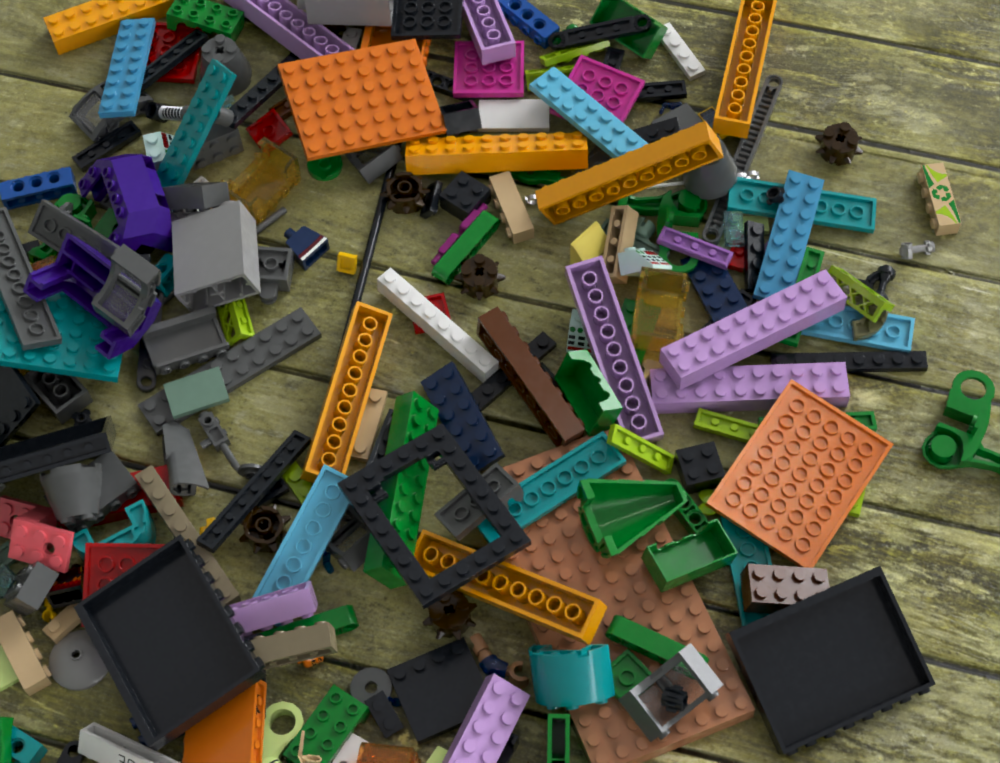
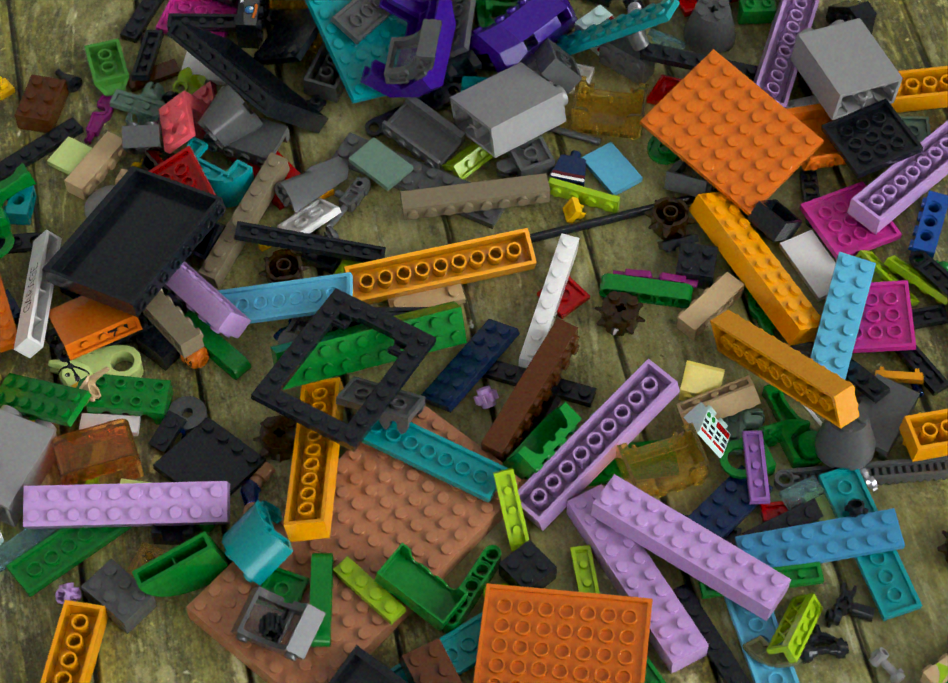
camera: 60 degrees right, 5 degrees down
(221, 481) = (311, 216): none -> white tile
(283, 682) = (157, 347): none -> black piece
(287, 331) = (475, 196): none -> dark tan brick
(321, 213) = (612, 169): none -> medium azure tile
(340, 244) = (585, 195): none -> lime plate
(504, 420) = (486, 397): none -> lavender gear
(624, 510) = (436, 517): green cone -> none
(665, 602) = (369, 590): none -> lime plate
(668, 98) = (901, 376): none -> light orange piece
(847, 251) = (857, 610): none -> black bar
(854, 264) = (833, 616): none -> black plate

